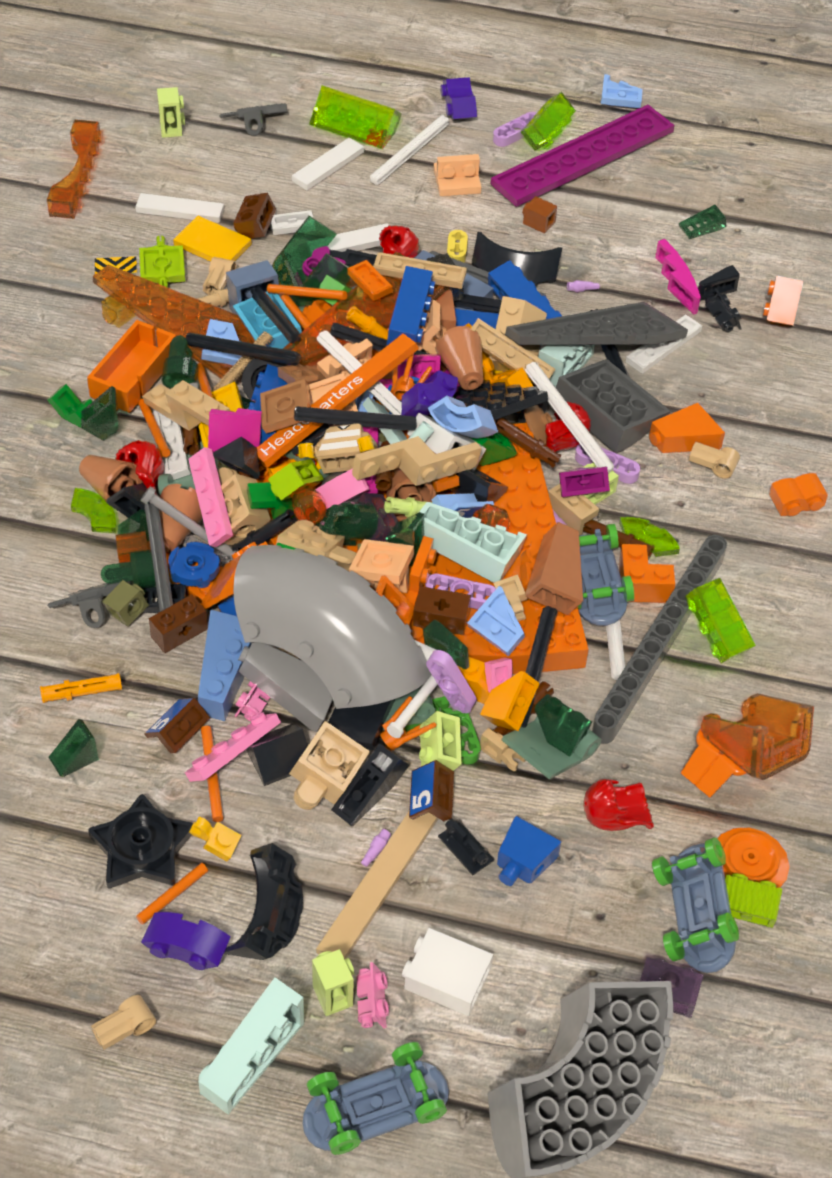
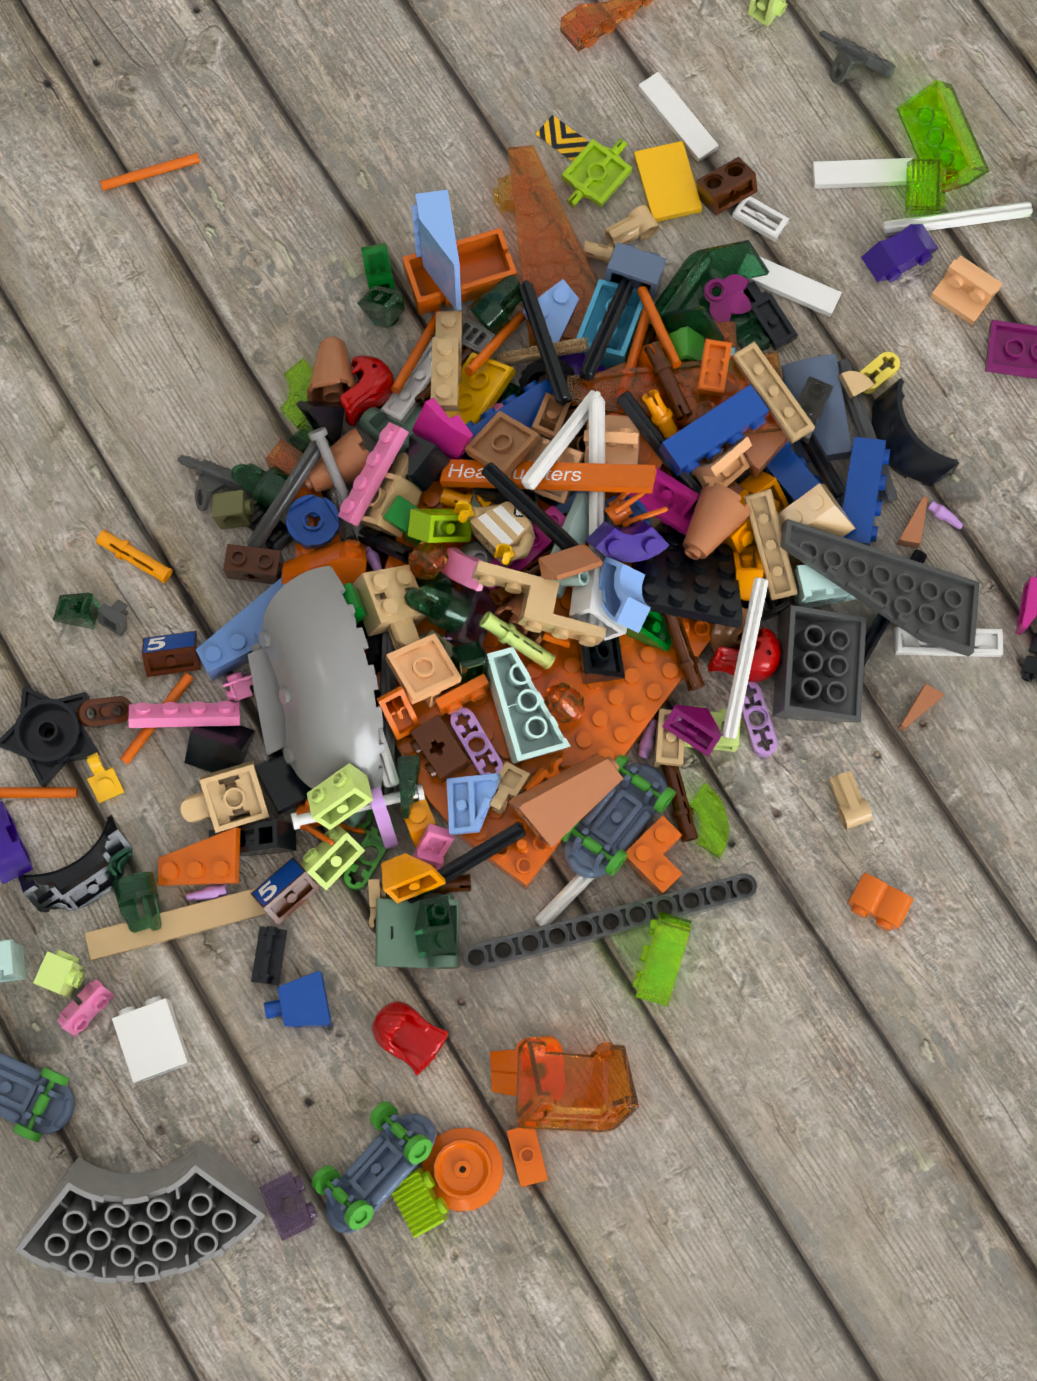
camera: 45 degrees right, 25 degrees up
(109, 734) = (114, 617): none -> dark grey tile
(120, 331) = (437, 242): none -> light blue slope
(170, 793) = (103, 711): none -> reddish brown plate
(323, 373) = (559, 443): none -> white axle
(324, 884) = (136, 890): none -> clear green piece
(344, 303) = (663, 370): none -> reddish brown pin
(353, 826) = (204, 862): none -> orange wing
(373, 142) = (924, 186): none -> clear neon green brick
(399, 181) = (900, 253): none -> dark purple brick
(399, 240) = (820, 336): red piece -> none
(412, 420) = (568, 563): none -> nougat slope
(414, 676) = (339, 796): none -> yellowish green brick
(455, 253) = (855, 382): none -> tan tile
(463, 503) = (551, 666): light blue panel -> none
(539, 214) = (991, 401): dark orange brick -> none
(572, 300) = (912, 534): none -> nougat piece
(685, 427) = (856, 751): orange slope -> none
(689, 380) = (925, 699): none -> nougat piece
(778, 814) = (527, 1156): none -> orange plate

